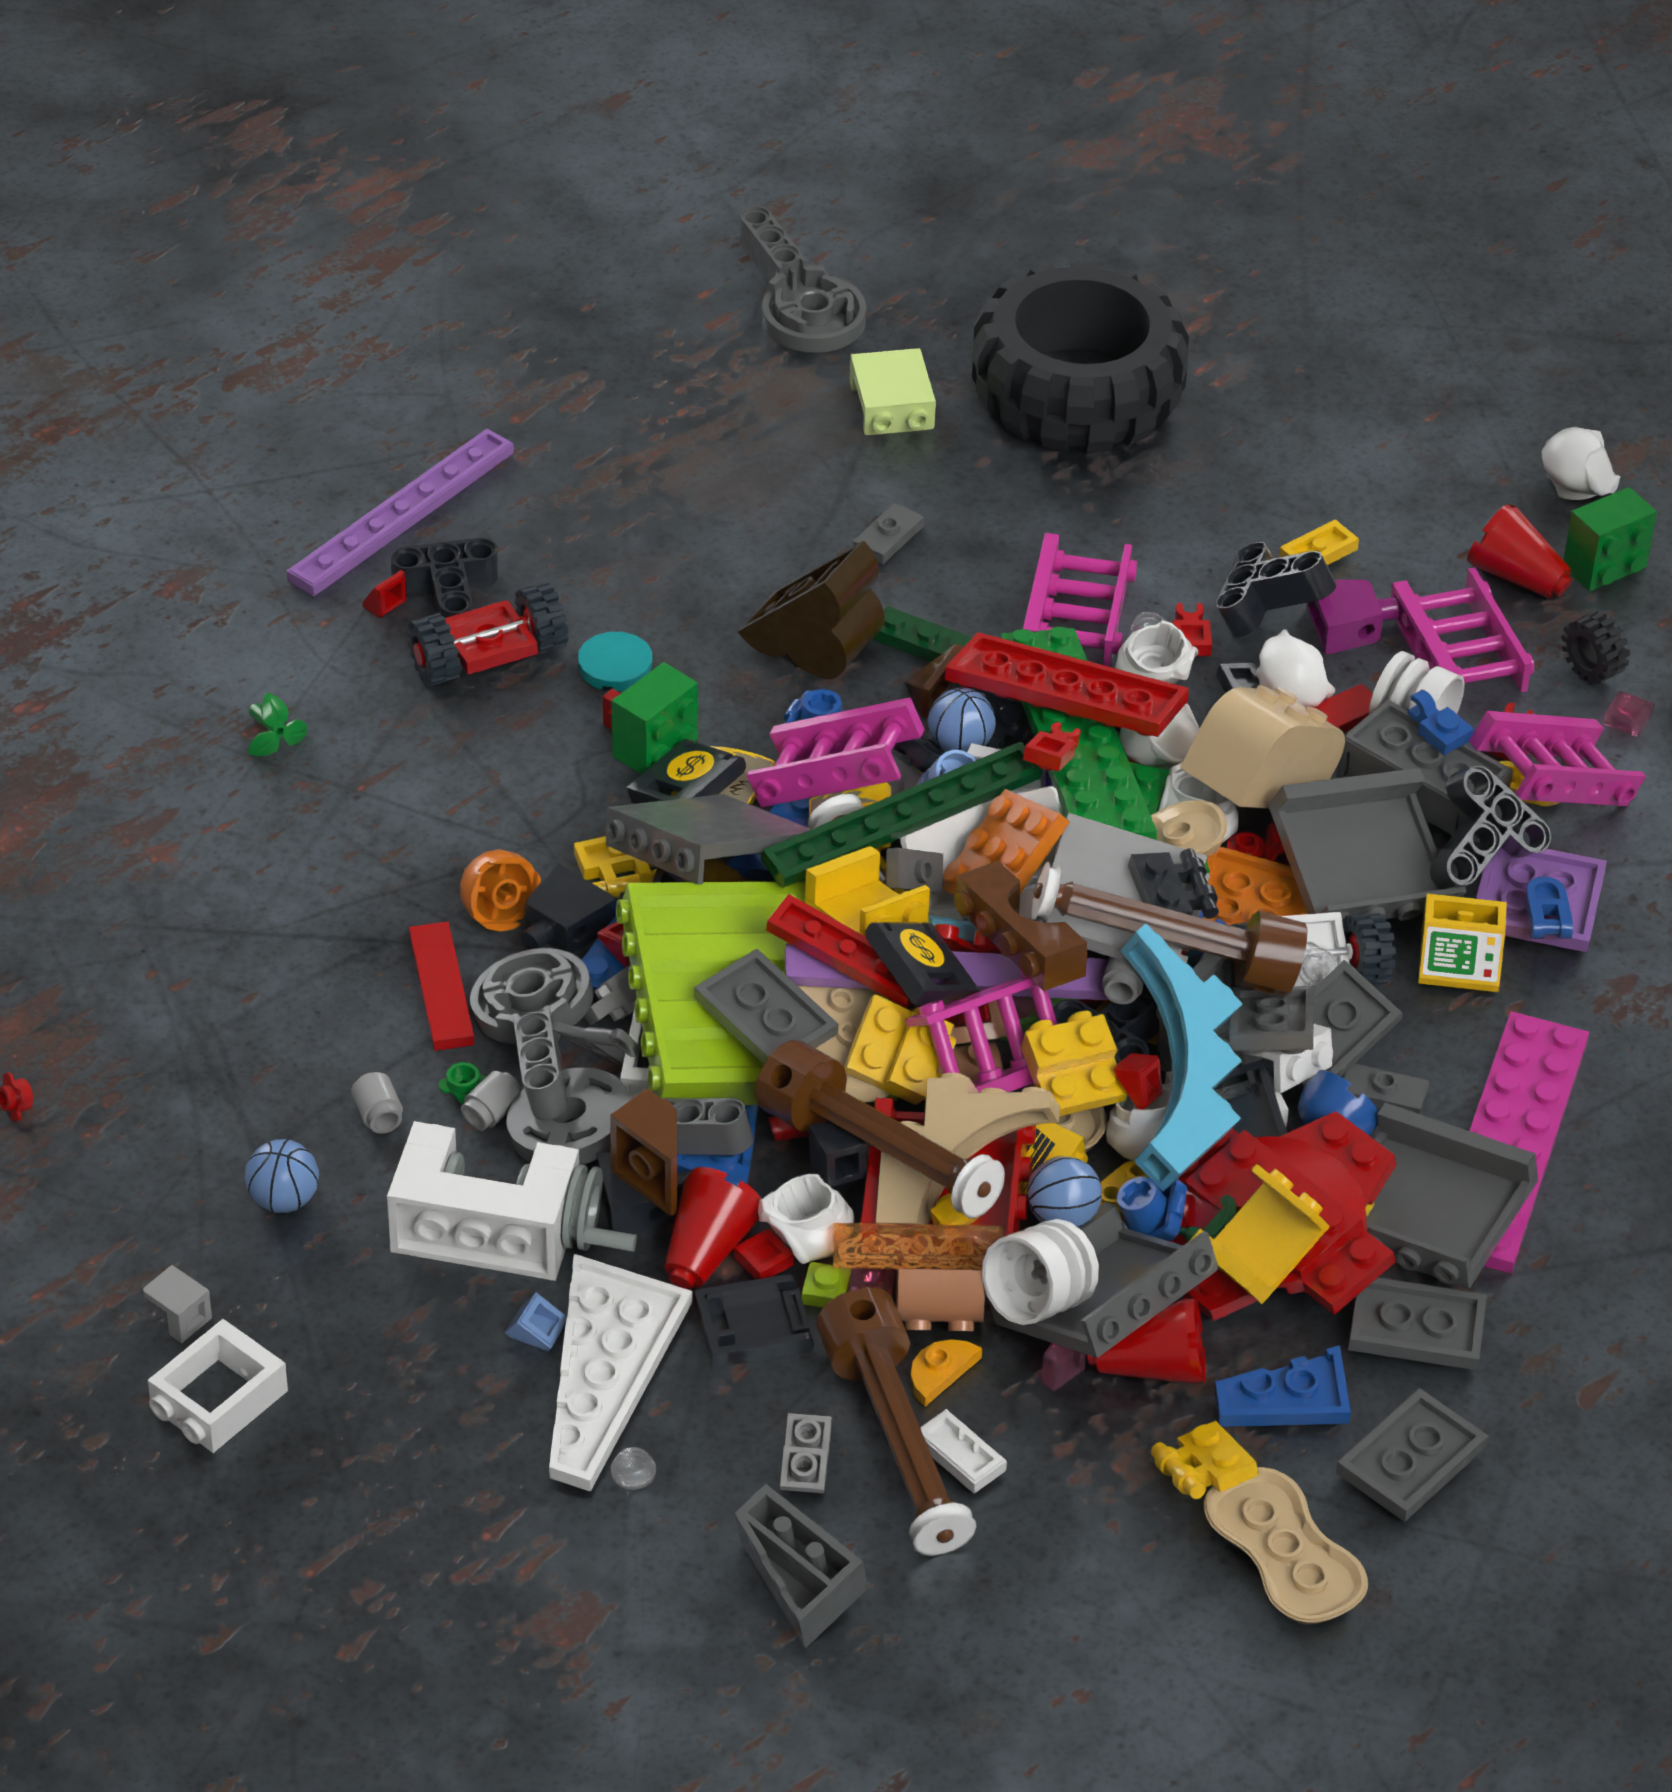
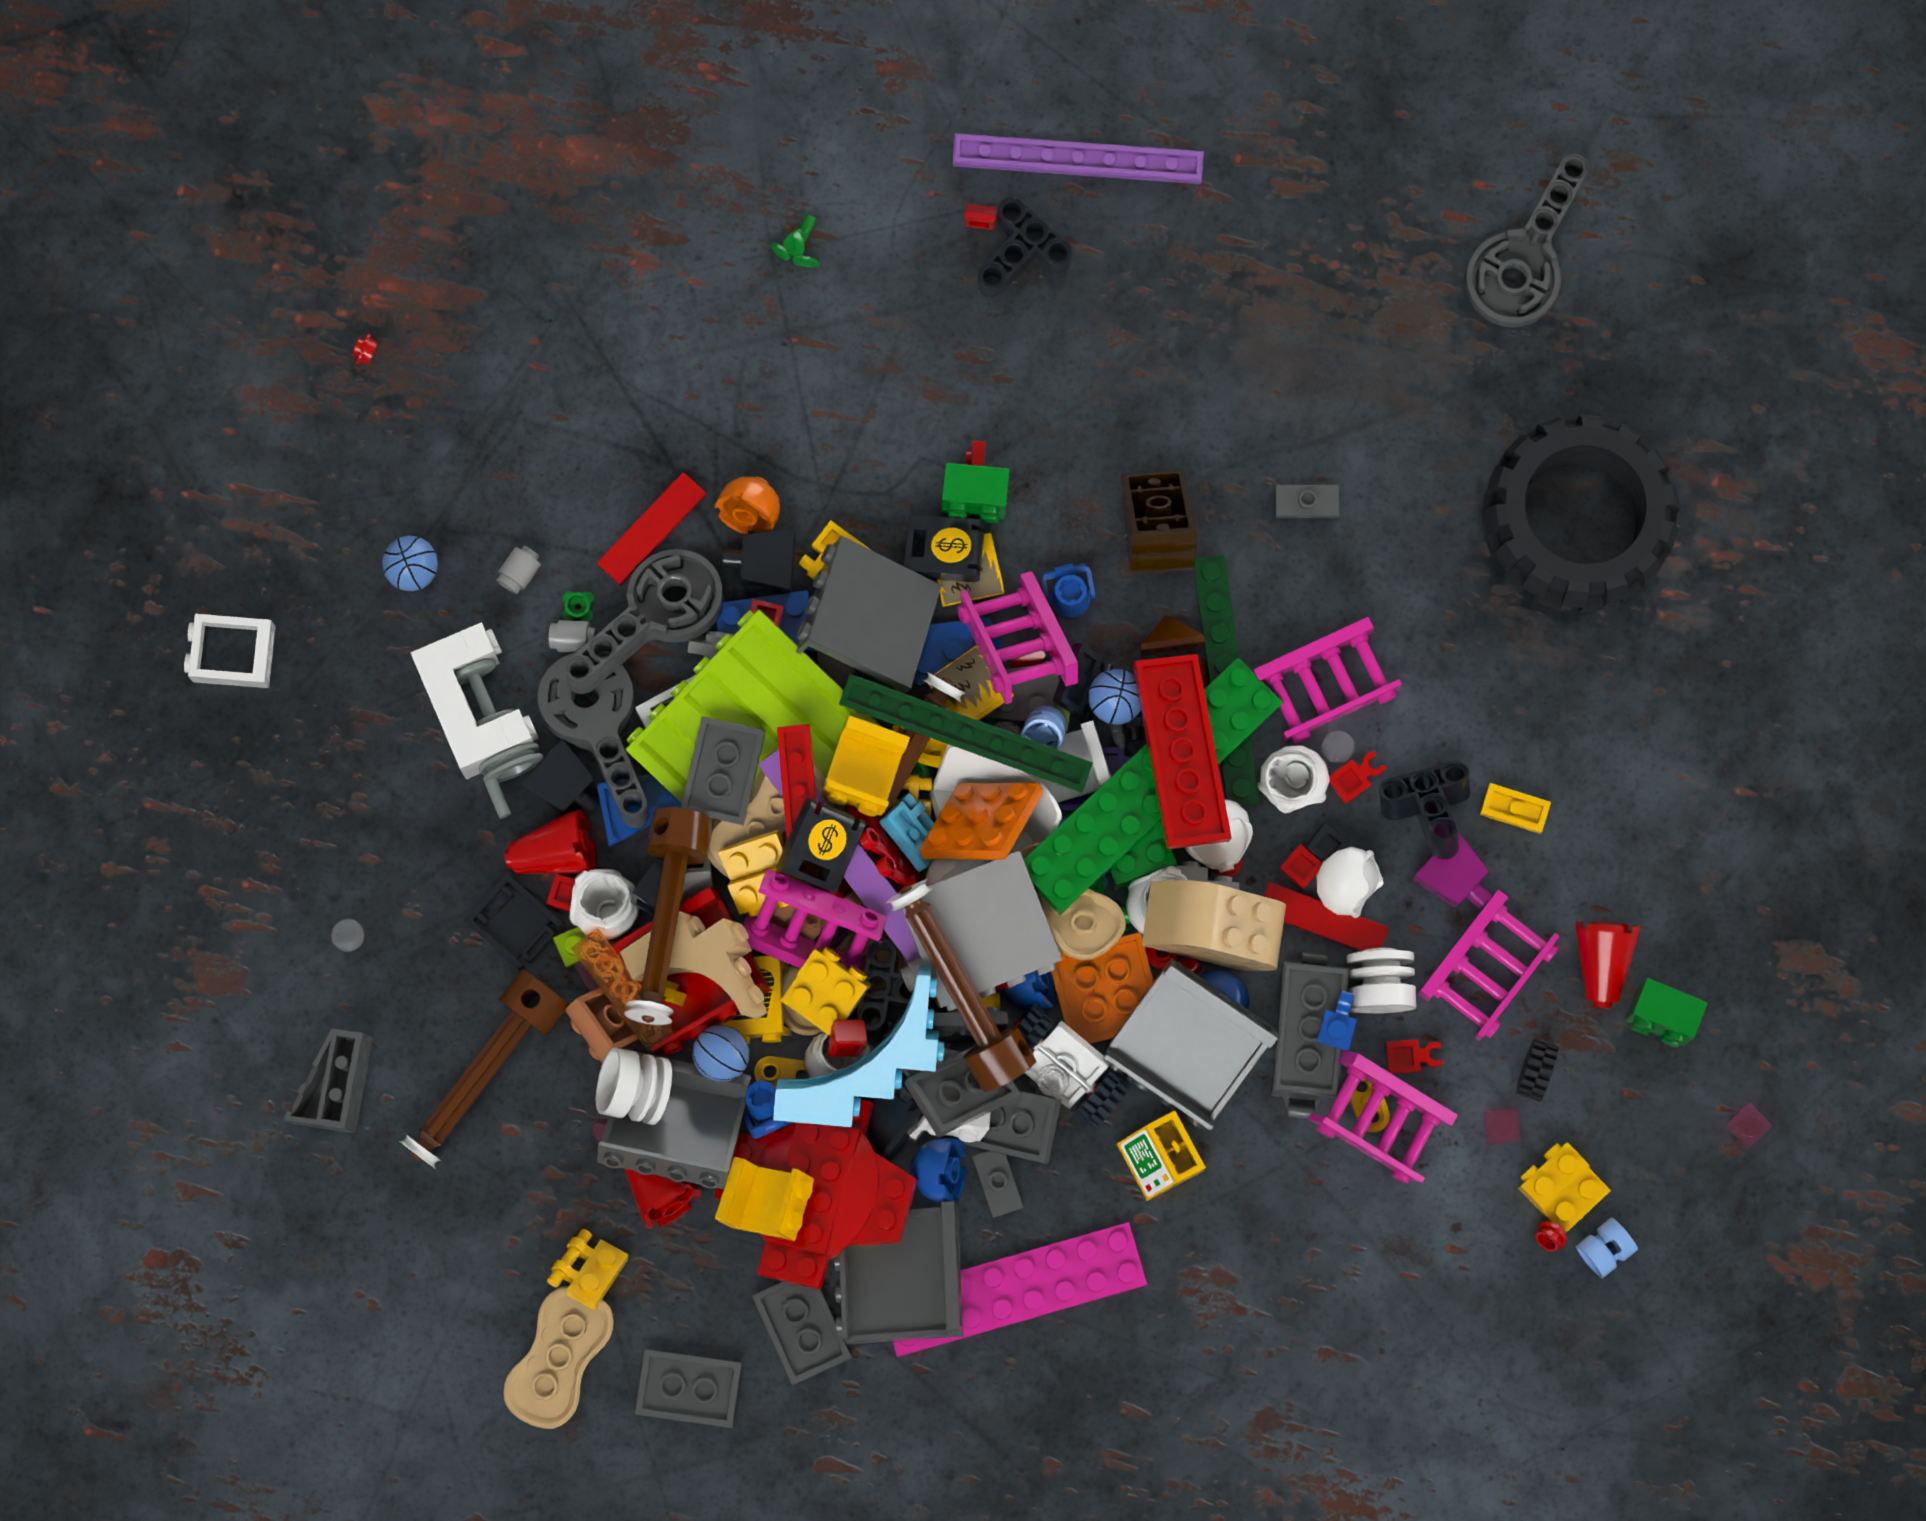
camera: 55 degrees right, 35 degrees up
(183, 1300) = (274, 578): light grey panel -> none
(488, 635) = (978, 319): plate -> none
(537, 1323) = (419, 795): medium blue slope -> none
(605, 1043) = (646, 669): dark grey piece -> none
(610, 1351) = (426, 857): white wing -> none
(614, 660) = (1034, 413): teal tile -> none
(646, 1148) = (563, 782): reddish brown slope -> none
(806, 1453) = (431, 1027): light grey slope -> none
(893, 391) = (1457, 400): yellowish green panel -> none
(914, 868) = (933, 770): dark grey plate -> none
(940, 1366) = (557, 1058): light orange plate -> none
(962, 1451) = (497, 1117): white plate -> none
(1042, 950) = (904, 855): reddish brown arch -> none
(1053, 749) = (1094, 790): red plate -> none
(1161, 882) = (998, 953): black plate -> none
(1218, 1222) = (770, 1161): dark green piece -> none
(1292, 1395) = (684, 1284): blue wing -> none
(1487, 826) = (1265, 1113): black beam -> none
(1507, 880) = (1258, 1174): medium lavender plate -> none
(1548, 898) = (1240, 1186): blue plate -> none
(1579, 464) = (1748, 938): white helmet -> none

